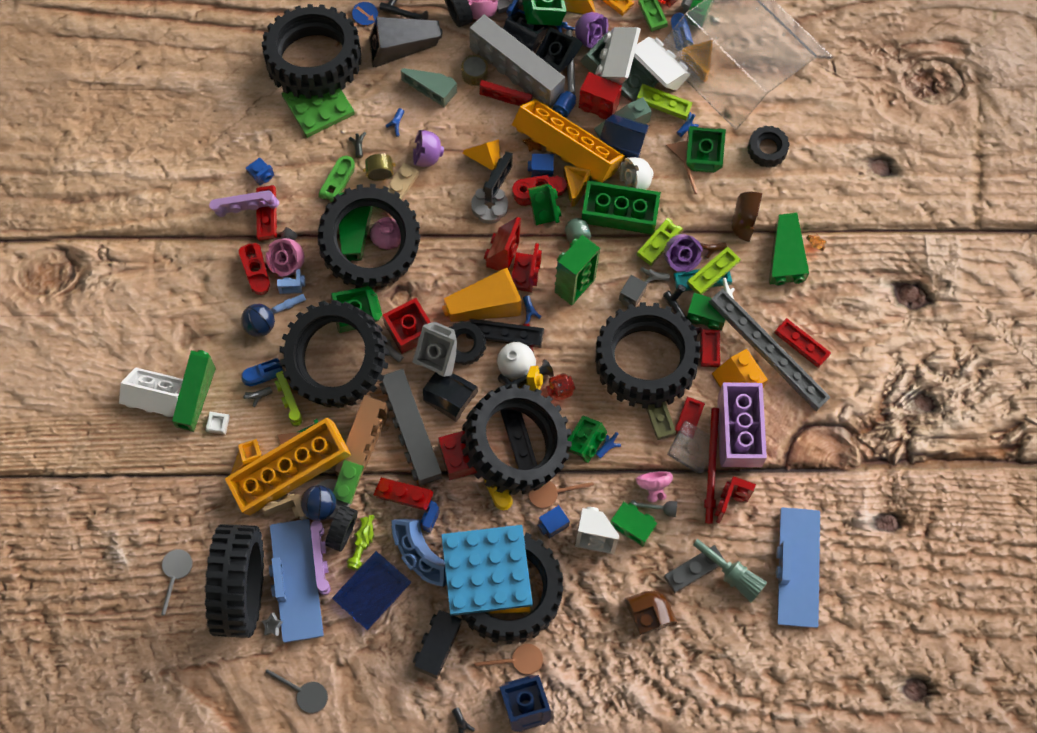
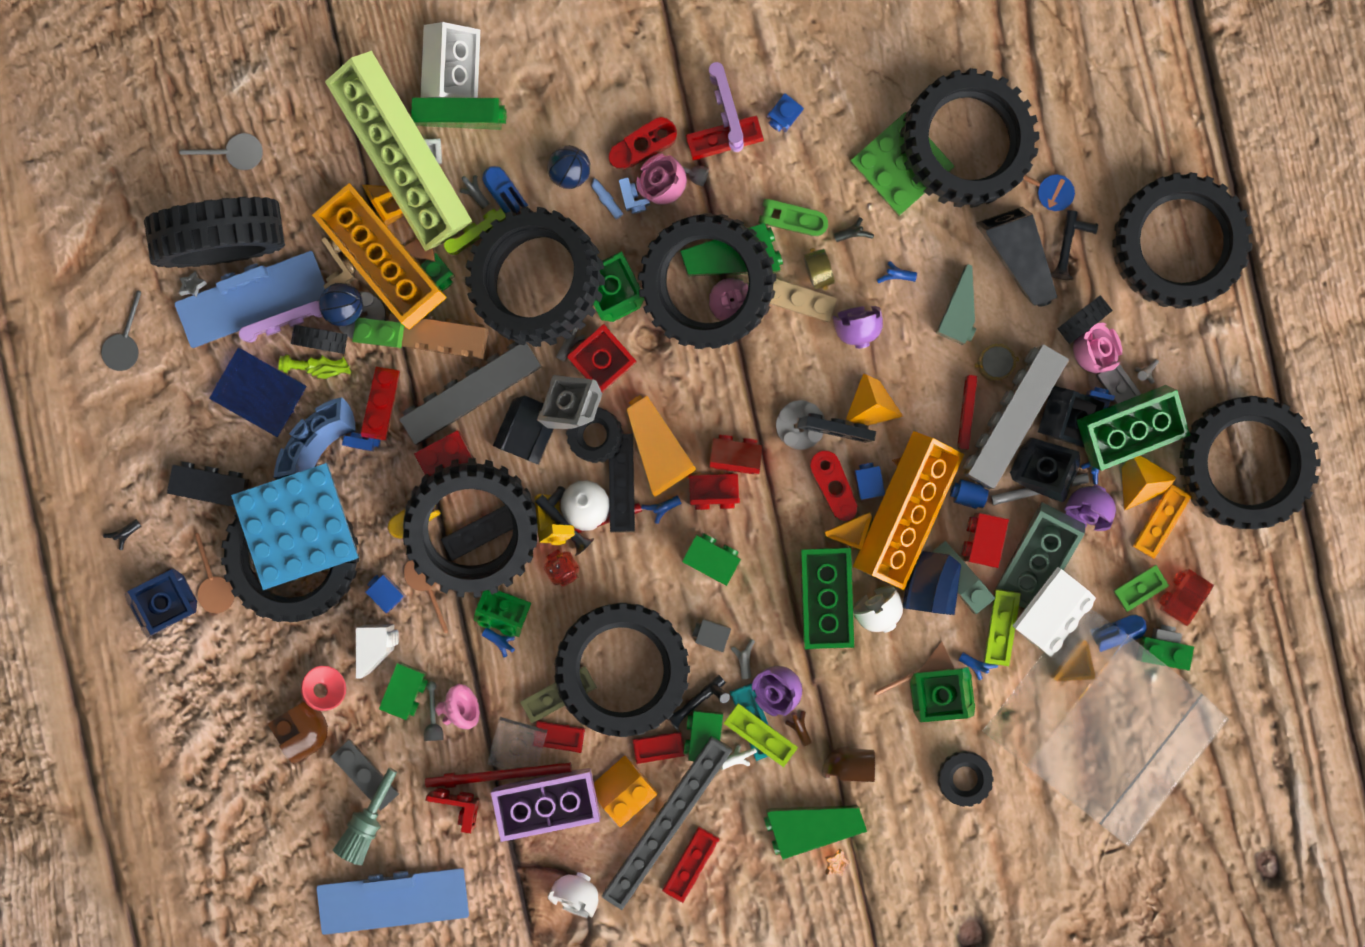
camera: 80 degrees right, 20 degrees up
(209, 438) = (398, 150): none -> yellowish green brick
(544, 204) = (809, 496): green bracket -> none
(576, 228) = (781, 548): sand green head -> none
(618, 53) = (1042, 553): white slope -> none
(620, 577) = (331, 680): none -> coral piece
(656, 243) = (792, 657): lime plate -> none
(814, 425) = (575, 894): none -> white cylinder

